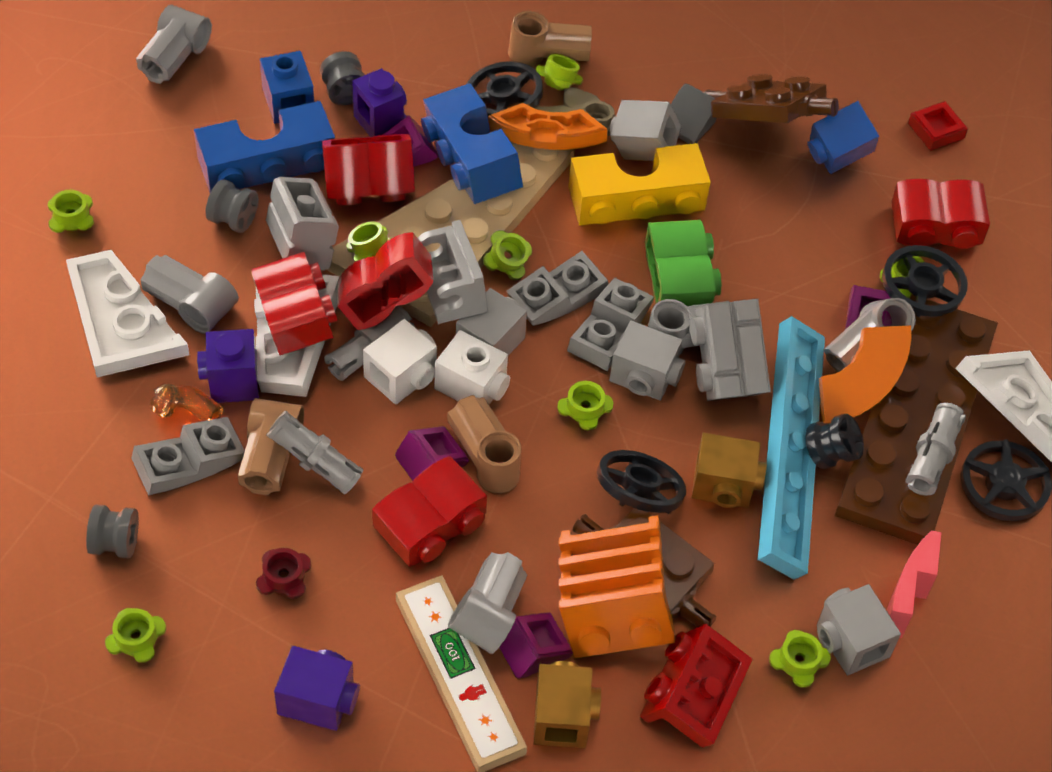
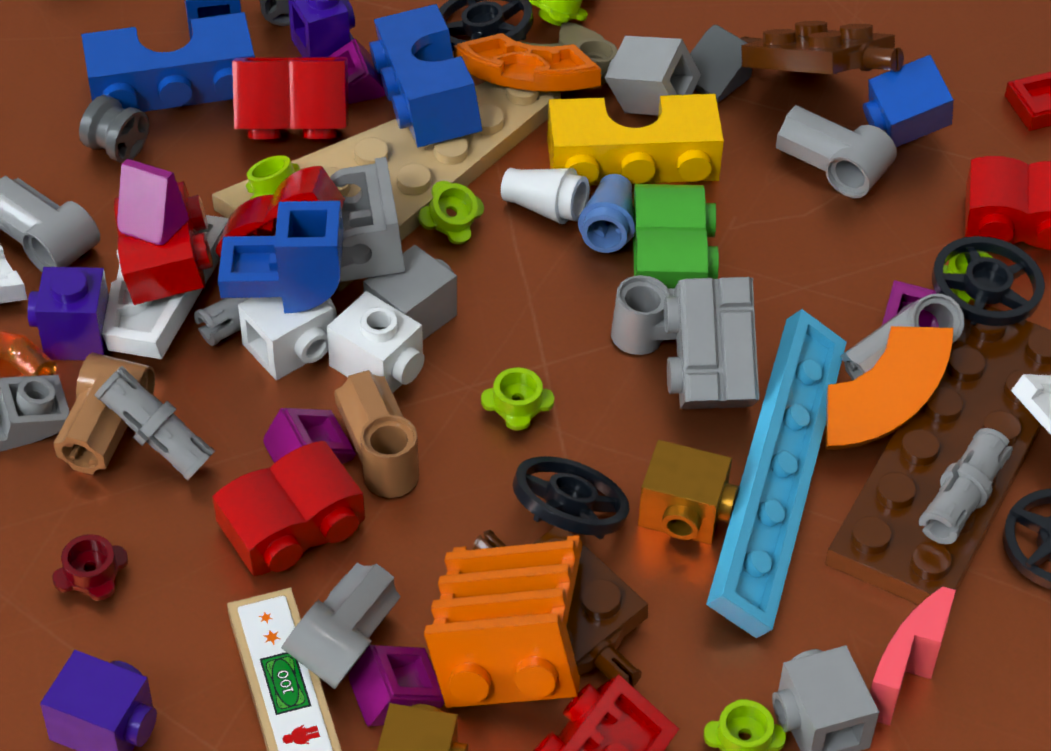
camera: 10 degrees right, 5 degrees down
(286, 276) = (149, 203): none -> slope
(302, 220) = (194, 146): light grey brick -> none
(409, 317) = (294, 264): none -> blue brick
(560, 291) = (509, 263): light grey slope -> none
(579, 232) = (548, 192): none -> white cone
(609, 318) = (573, 303): light grey slope -> none
(629, 249) = (609, 215): none -> medium blue cone
(647, 361) = (605, 351): light grey brick -> none
(803, 185) = (849, 158): none -> light grey piece
(834, 441) = (834, 468): black wheel -> none

